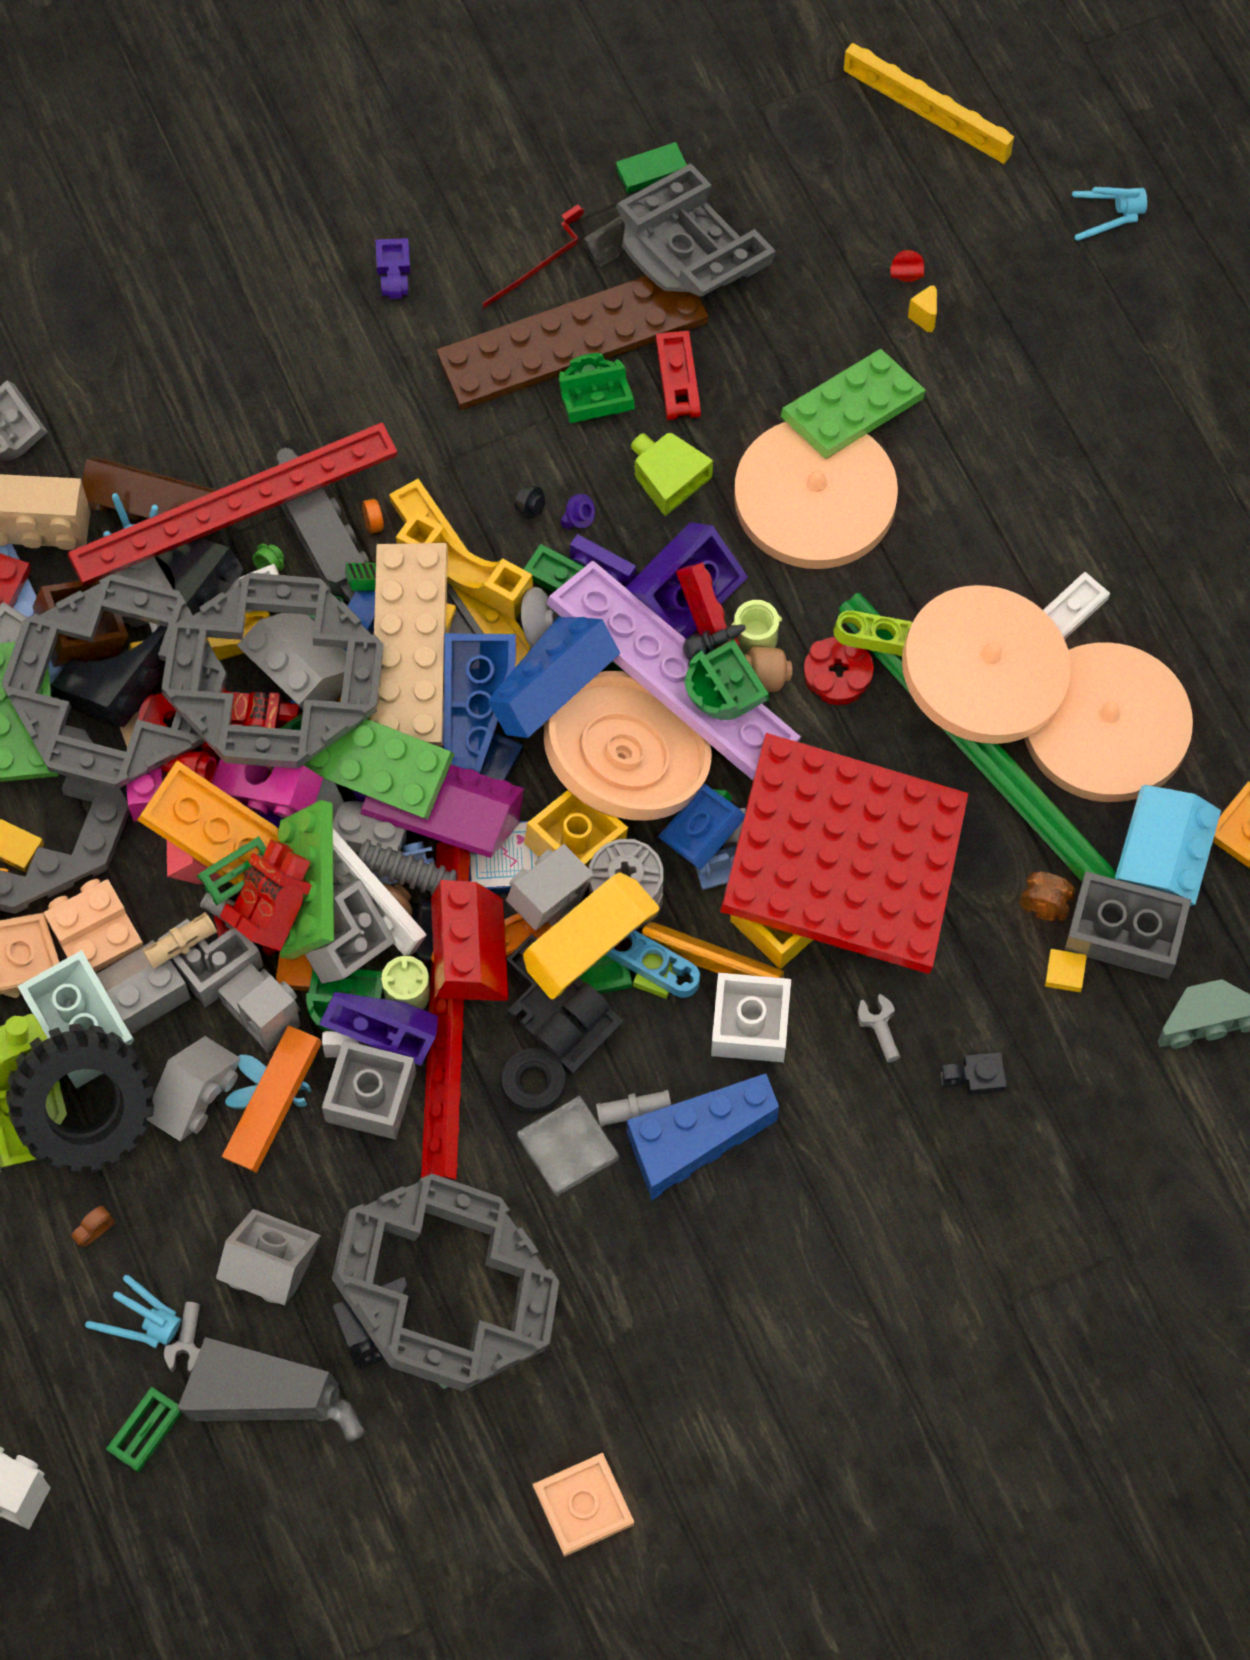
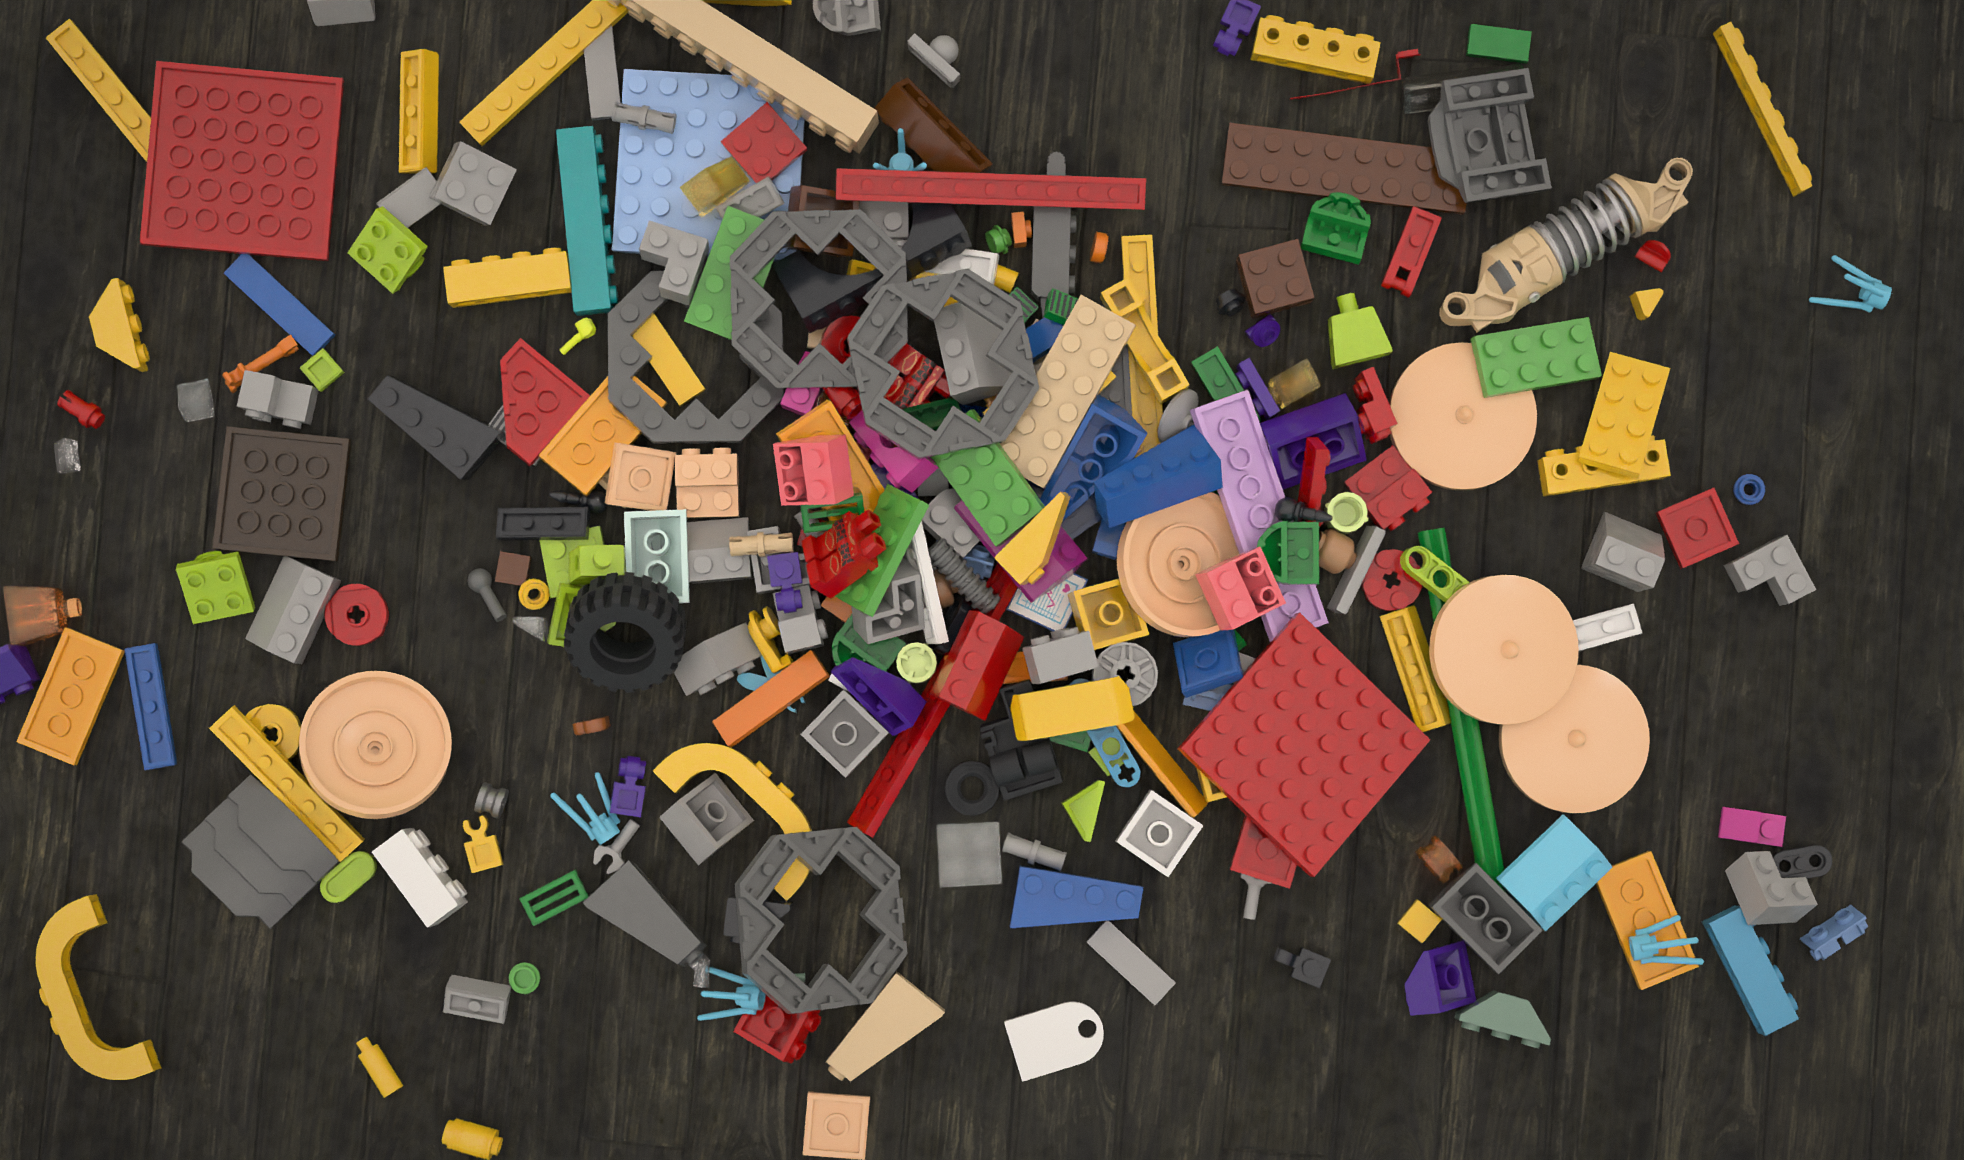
camera: 25 degrees right, 20 degrees up
(22, 1360) = (491, 800): none -> flat silver wheel
(38, 1418) = (482, 851): none -> yellow plate
(113, 1586) = (476, 999): none -> light grey slope
(116, 429) = (937, 56): none -> light grey tile
(155, 1532) = (524, 978): none -> bright green plate
(168, 1278) = (628, 797): none -> dark purple plate
(194, 830) = (813, 470): none -> coral slope
(221, 956) = (785, 572): none -> dark purple plate
(229, 1036) = (762, 633): none -> yellow piece
(285, 538) = (1021, 229): none -> orange plate
(291, 1189) = (754, 780): none -> yellow arch
(411, 1410) = (748, 997): none -> medium azure plant
(459, 1424) = (777, 1031): none -> red plate
(460, 797) = (1034, 543): none -> yellow slope
(482, 251) = (1315, 49): none -> yellow brick
(538, 775) = (1107, 540): none -> blue panel
(561, 458) = (1274, 278): none -> reddish brown brick
(577, 1364) = (886, 1024): none -> tan slope
(637, 533) = (1294, 384): none -> clear yellow slope
(658, 1038) = (1084, 807): none -> lime slope
(693, 736) = (1240, 589): none -> coral slope
(726, 512) = (1375, 414): none -> plate
(761, 1289) = (1051, 1040): none -> white tile
(789, 587) = (1389, 489): none -> red plate
(798, 1166) = (1131, 962): none -> light grey tile
(800, 683) = (1353, 577): none -> light grey tile
(815, 293) = (1544, 253): none -> tan piece
(868, 982) = (1261, 857): none -> red plate
(912, 737) = (1414, 668): none -> yellow slope
(967, 408) = (1624, 415): none -> yellow plate
(977, 466) = (1564, 474): none -> yellow brick
(1048, 531) = (1625, 553): none -> light grey slope
(1100, 476) = (1697, 528): none -> red plate
(1121, 1013) = (1440, 980): none -> dark purple slope
(1130, 412) = (1758, 489): none -> blue plate
(1198, 469) = (1778, 565): none -> light grey brick

